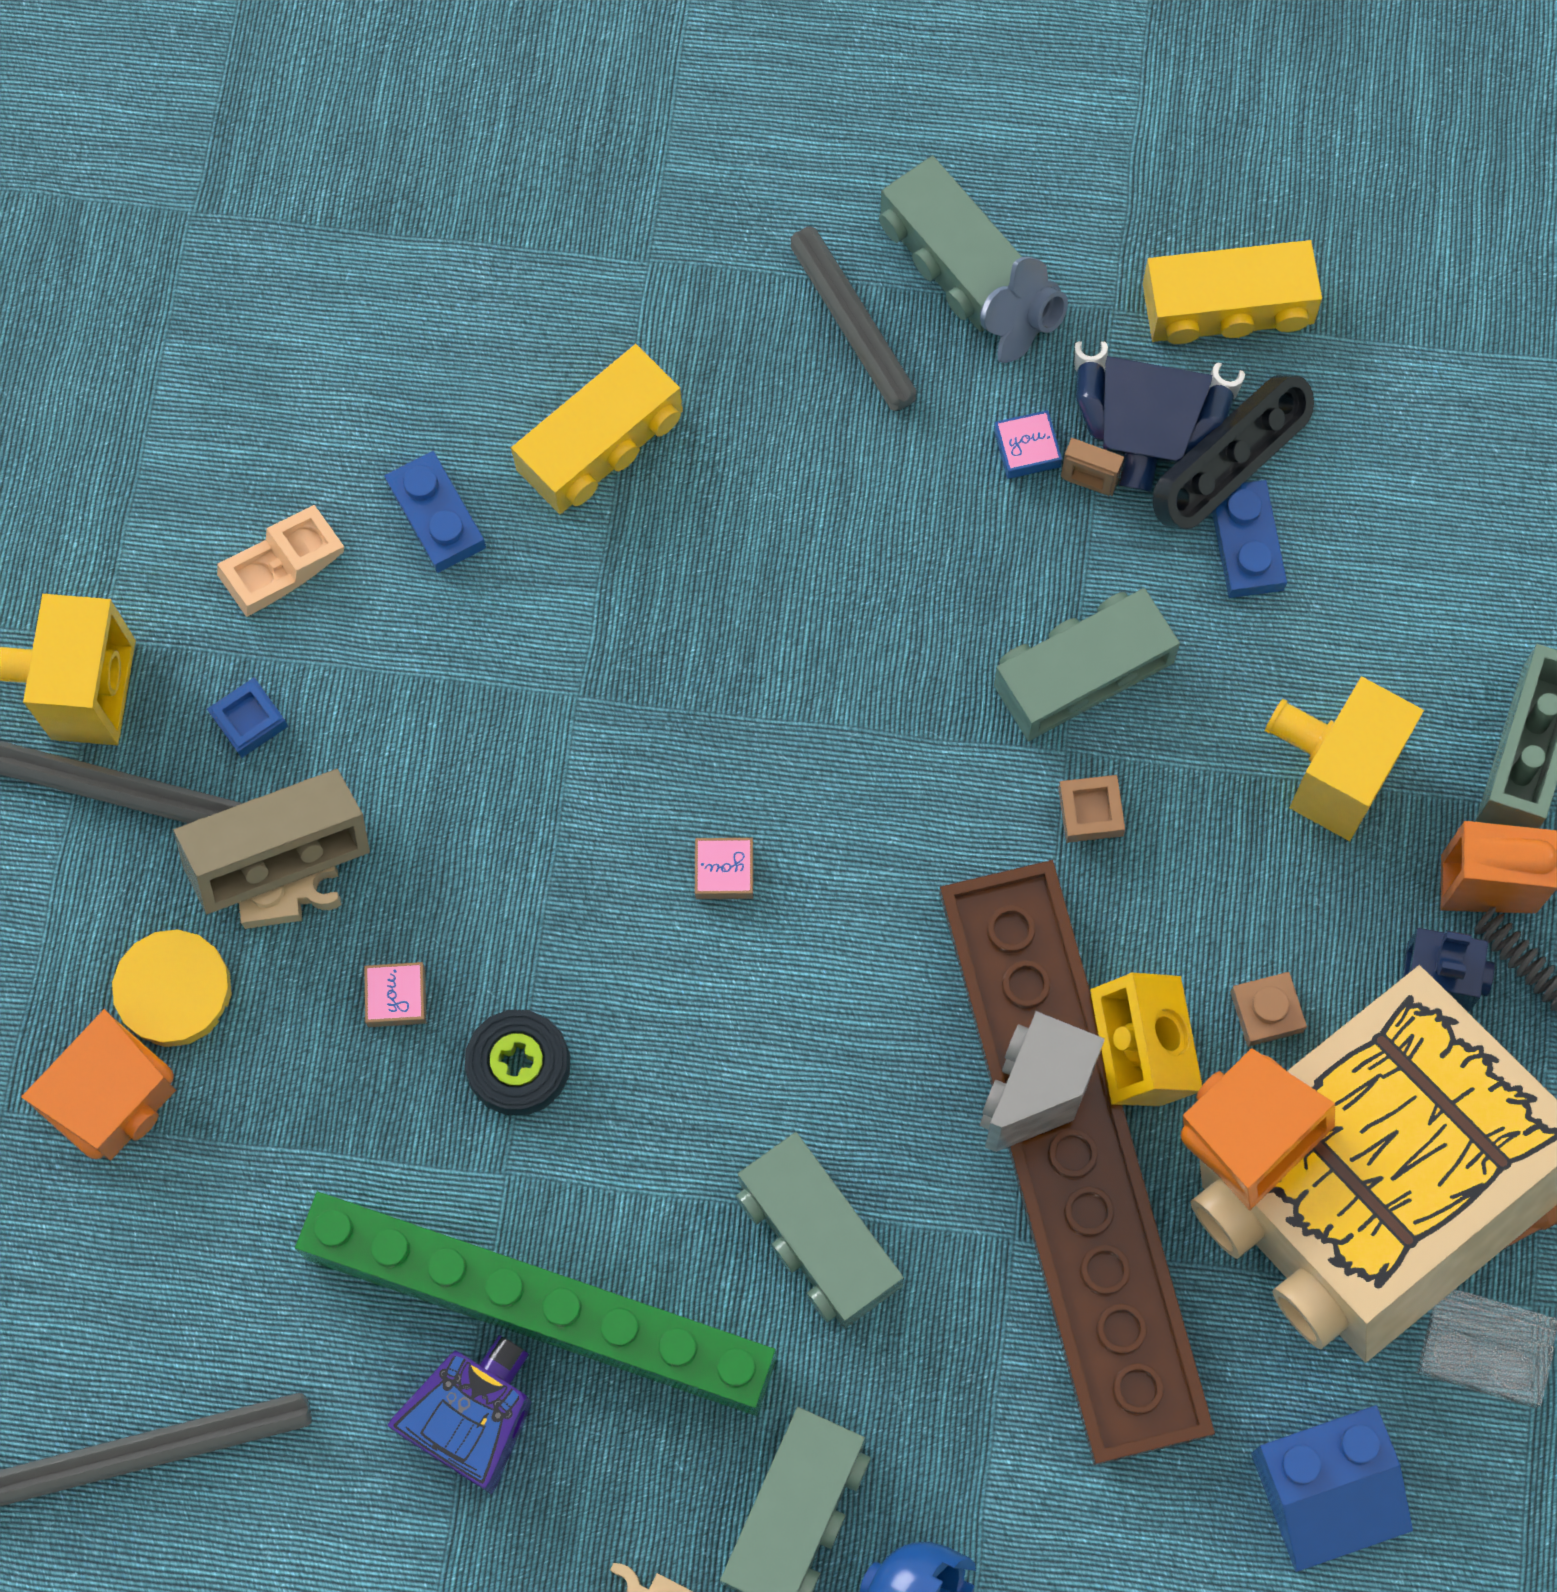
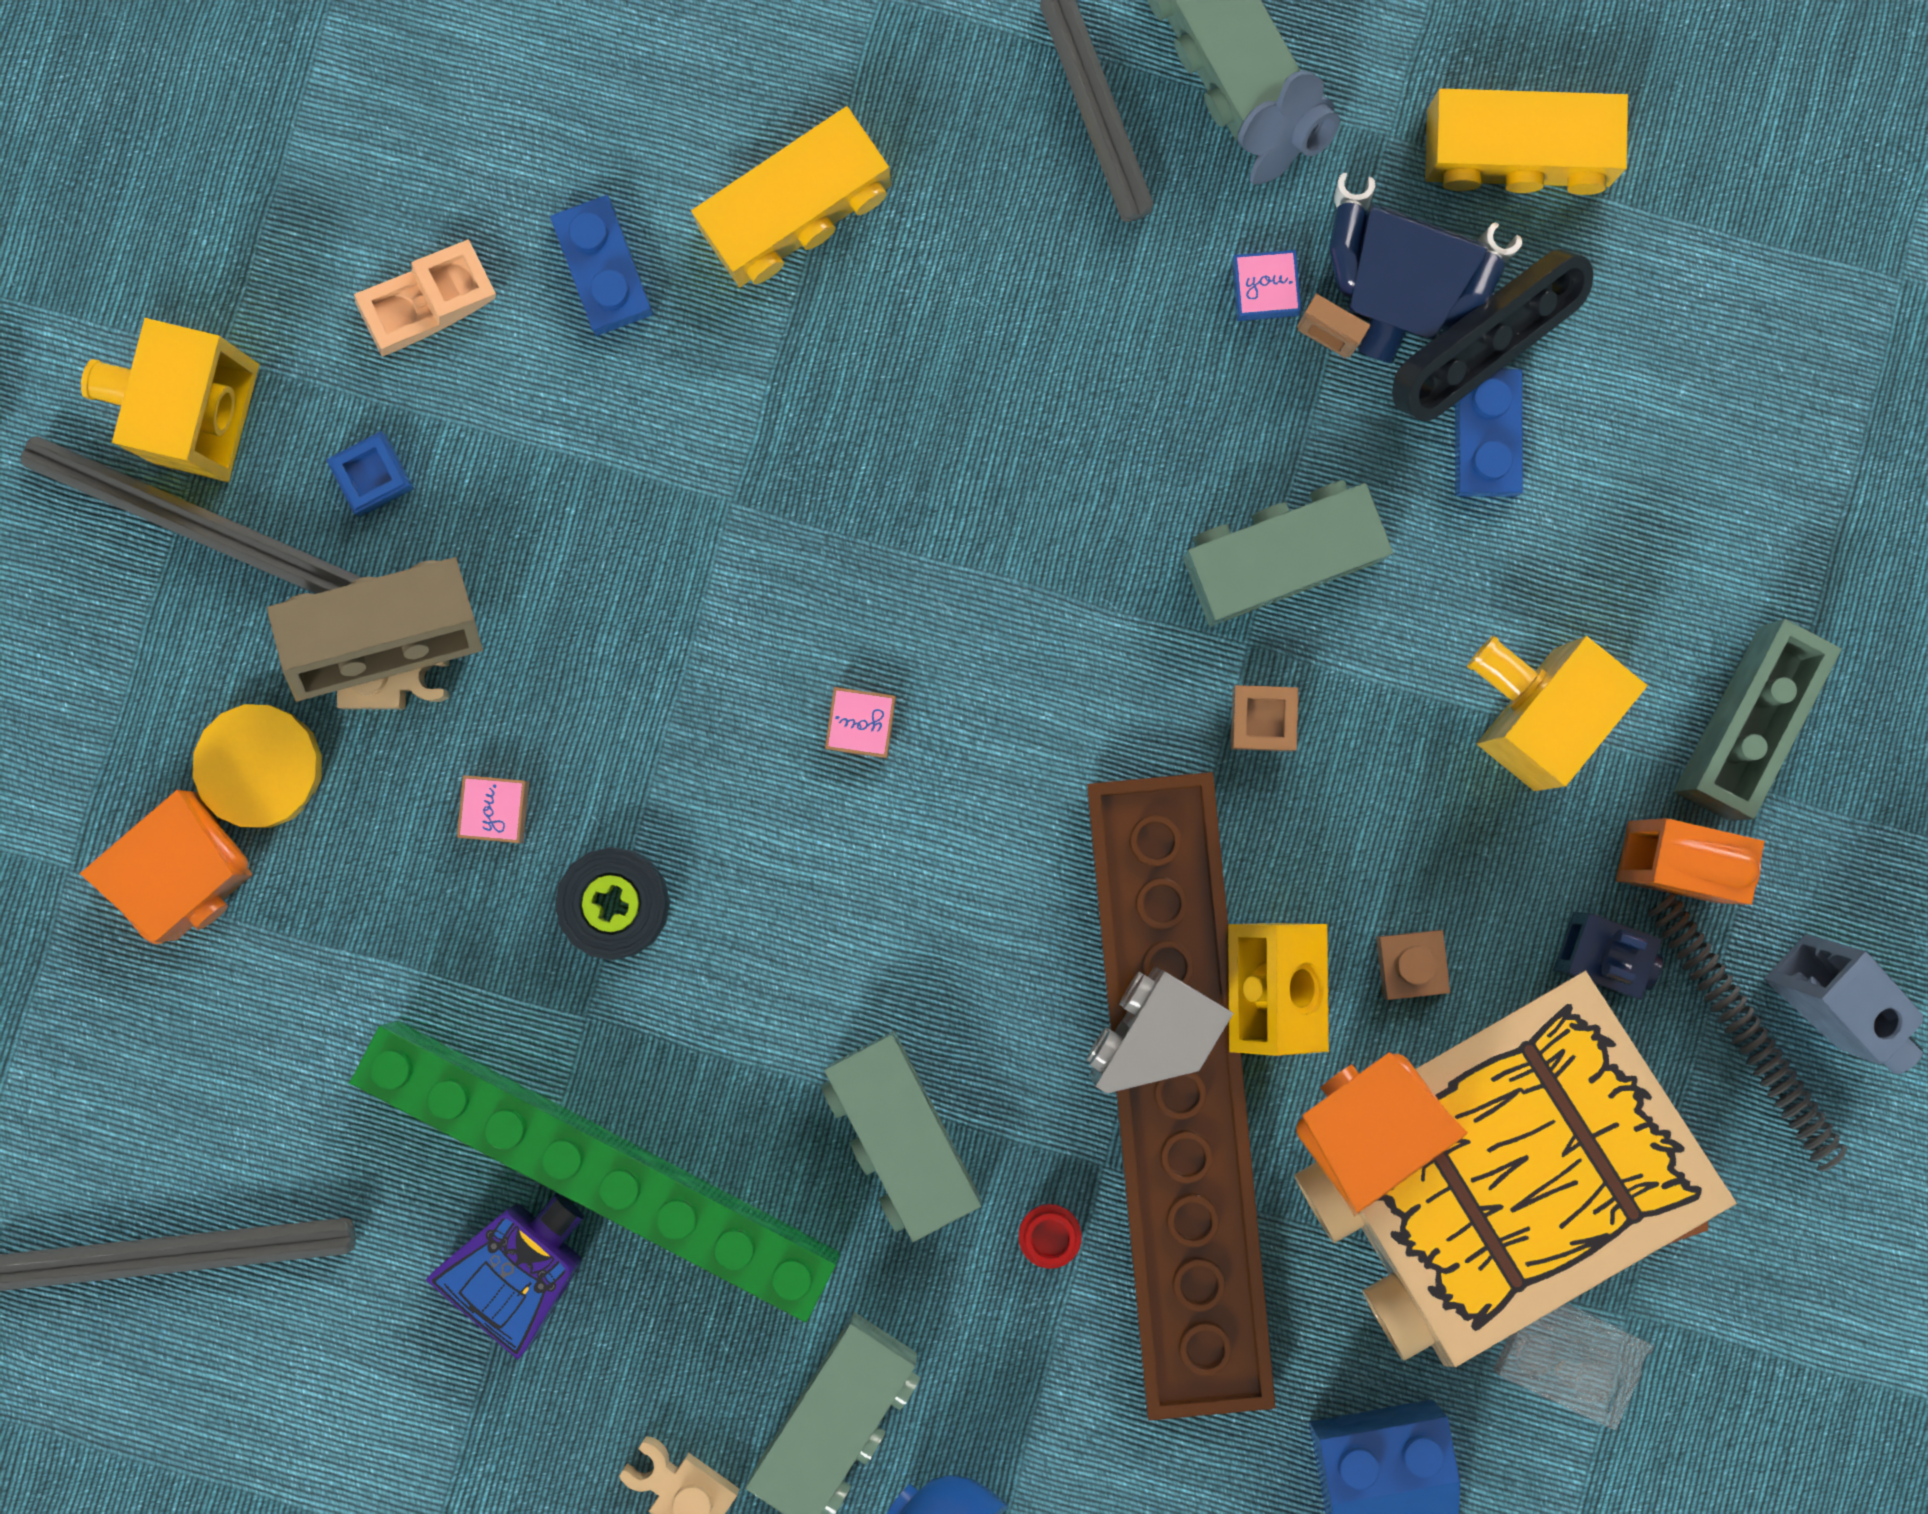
camera: 10 degrees right, 15 degrees up
(973, 1308) = (1049, 1236): none -> red plate

